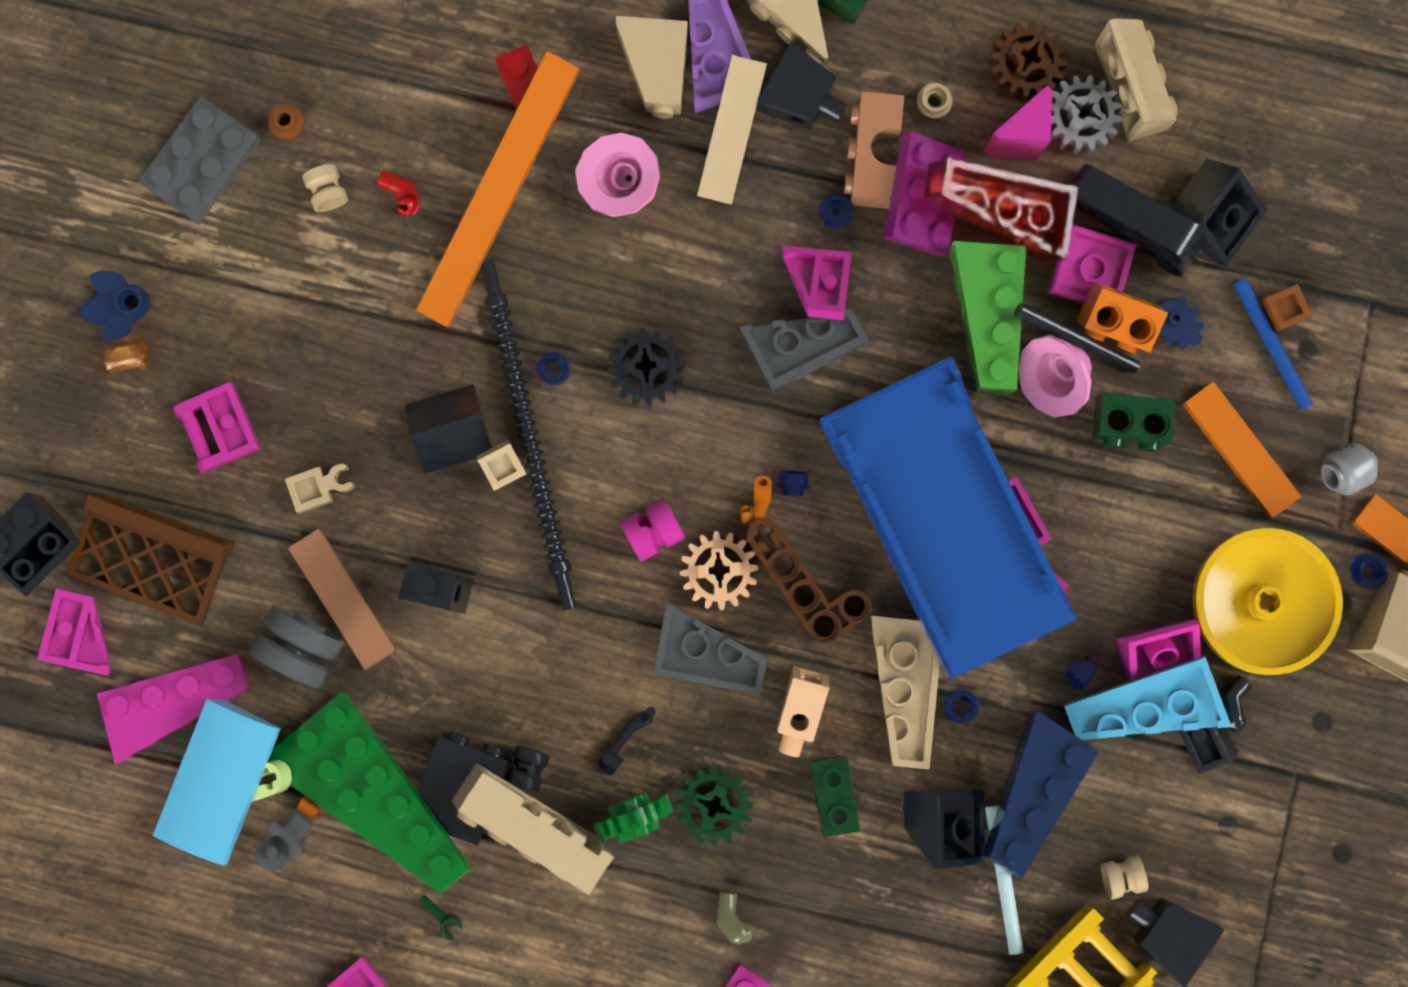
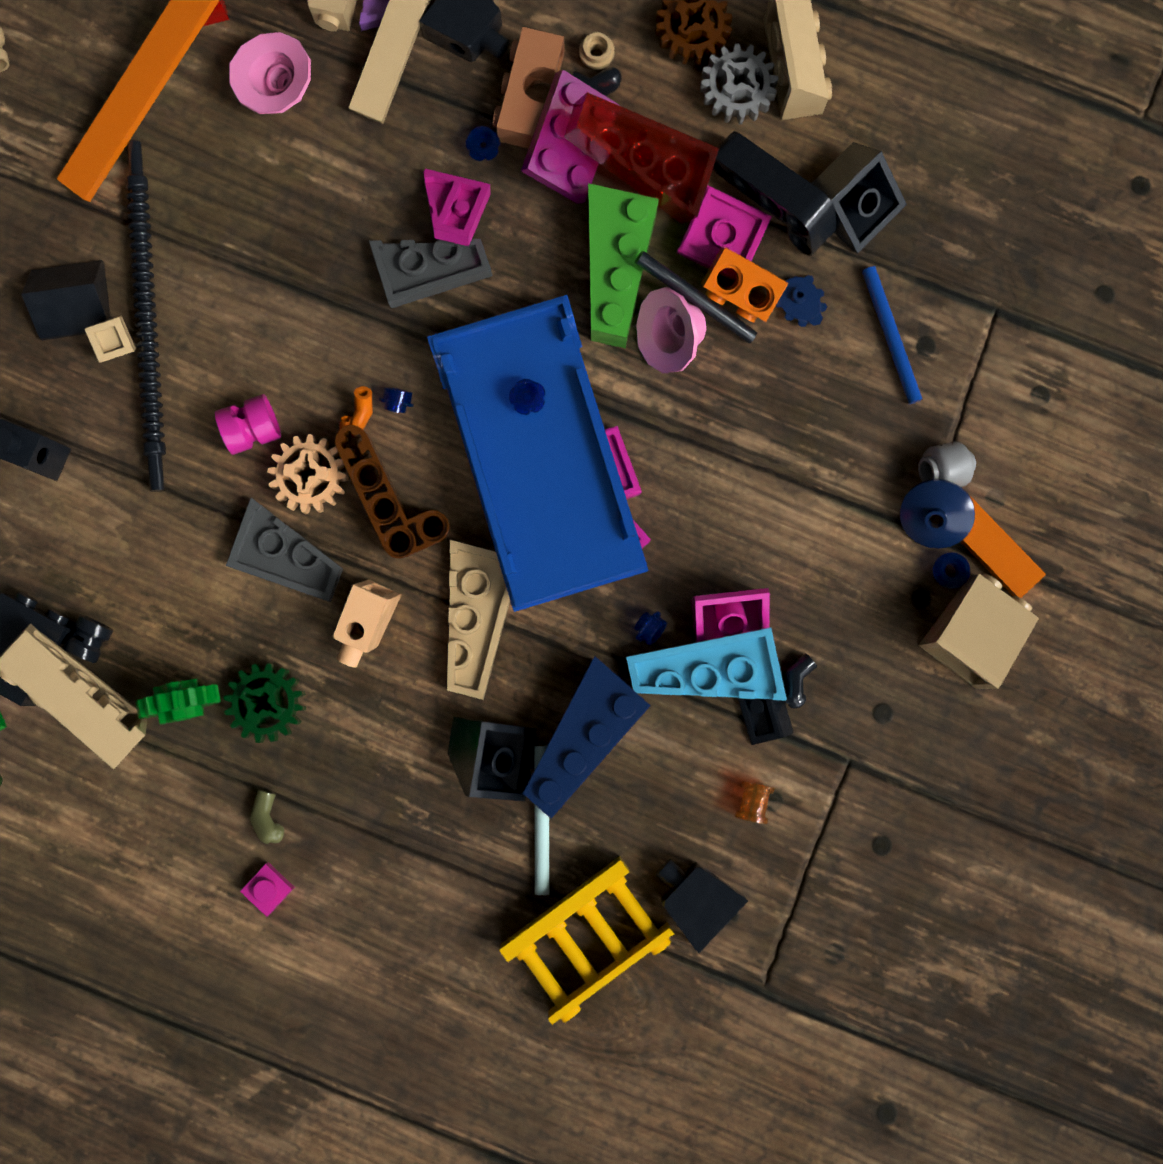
camera: 10 degrees right, 0 degrees up
(404, 190) = (66, 64): red arm -> none
(564, 366) = (192, 254): clear blue bush -> none
(610, 759) = (171, 643): black piece -> none
(663, 367) = (260, 254): black gear -> none
(834, 796) = (383, 711): dark green brick -> none
(927, 455) = (529, 387): none -> clear blue plate
(946, 133) = (604, 82): none -> black arm
(956, 696) = (522, 632): clear blue bush -> none
(1025, 132) = (672, 87): dark pink slope -> none
(1124, 877) = (667, 835): tan wheel -> none
(1133, 413) = (742, 378): dark green brick -> none
(1212, 830) = (754, 802): none -> clear orange bush
(1241, 450) = (844, 433): orange tile -> none
(1267, 601) = (844, 583): yellow dish -> none
(1286, 308) = (910, 301): dark orange plate -> none
(1347, 504) = (942, 499): none -> dark blue dish

